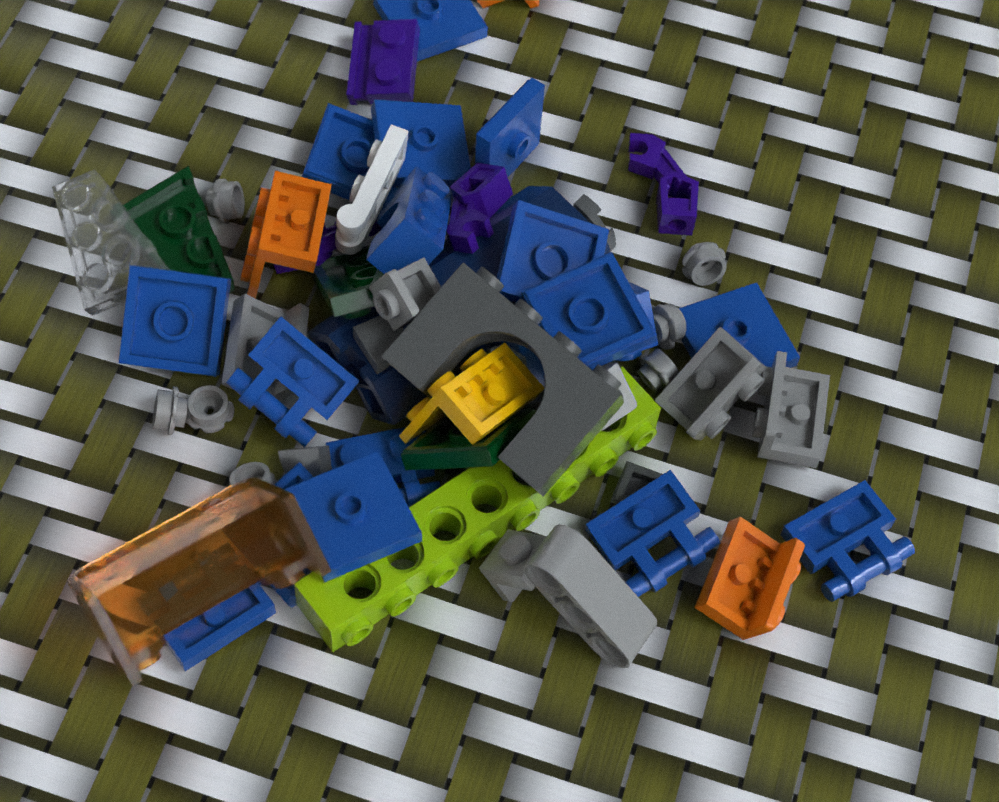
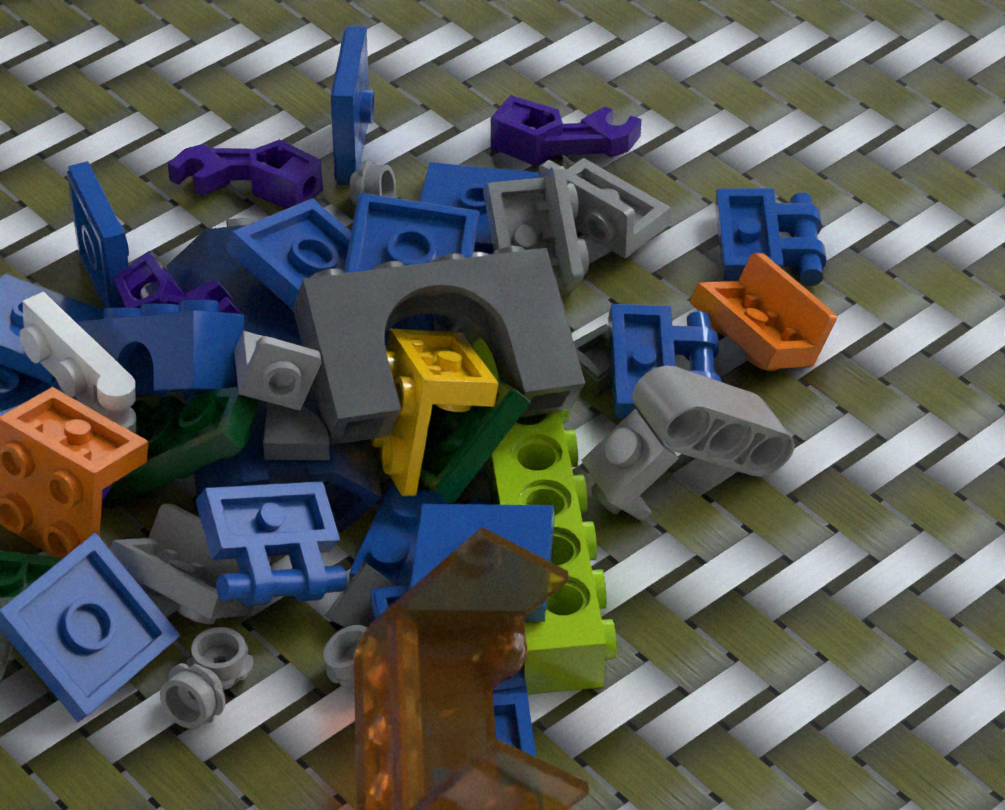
camera: 55 degrees left, 15 degrees down
(756, 201) = (351, 104): none -> blue plate
(845, 314) = (538, 134): none -> dark purple piece

